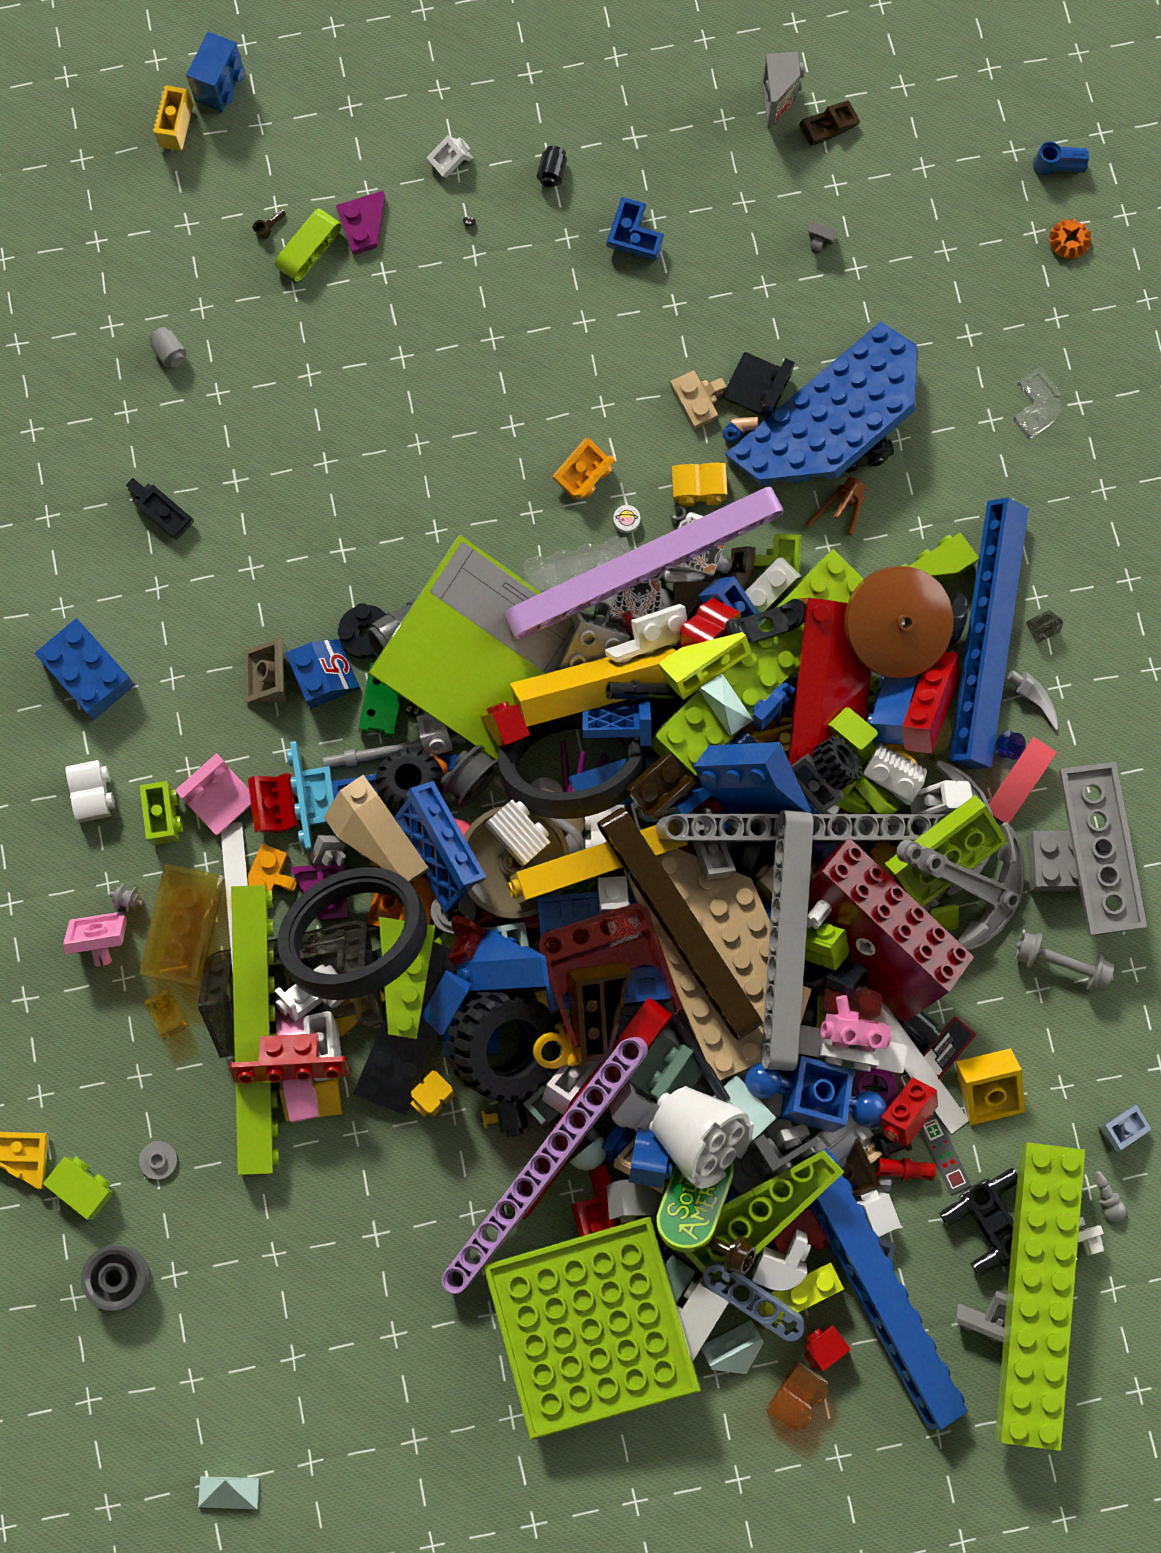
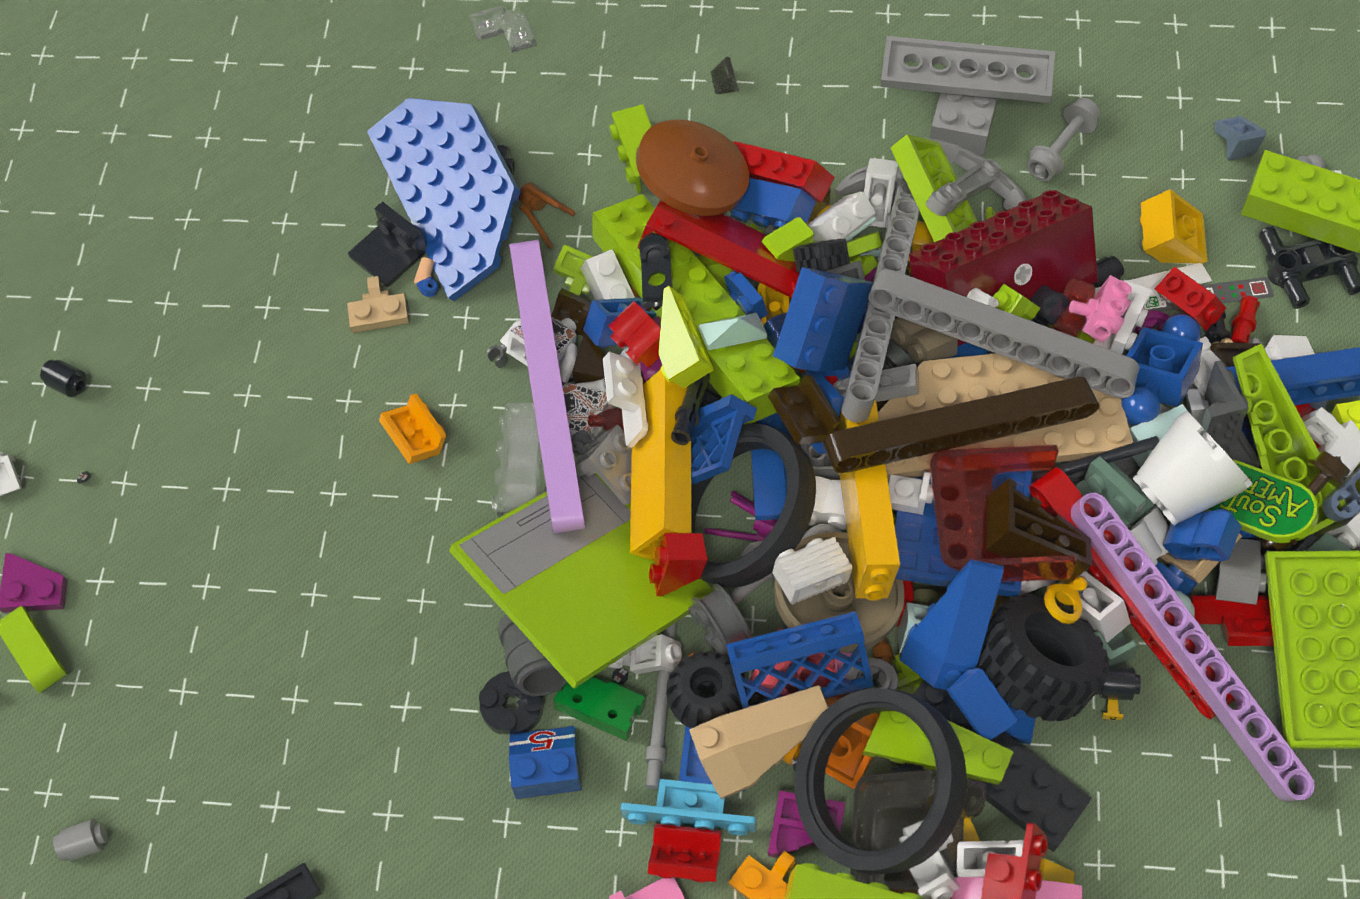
camera: 70 degrees left, 15 degrees down
(266, 673) = (523, 823): dark tan slope -> none
(328, 851) = (763, 802): light grey tile -> none
(432, 1094) = (1079, 754): yellow brick -> none
(449, 760) = (695, 644): blue piece -> none
(467, 941) = (914, 668): clear red tile -> none
(626, 519) = (482, 406): white tile -> none
(628, 235) = (176, 324): blue brick -> none
(699, 483) = (471, 327): yellow brick -> none
(780, 84) = (82, 147): light grey slope -> none
(821, 234) = (255, 156): light grey tile -> none
(831, 123) = (142, 124): dark brown slope -> none
(948, 1045) = (1130, 256): slope -> none
(989, 634) = (724, 116): blue brick -> none
(1010, 745) = (836, 130): clear blue wheel -> none
(1021, 780) = (869, 124): coral slope -> none
(1032, 690) = (781, 105): light grey bar -> none

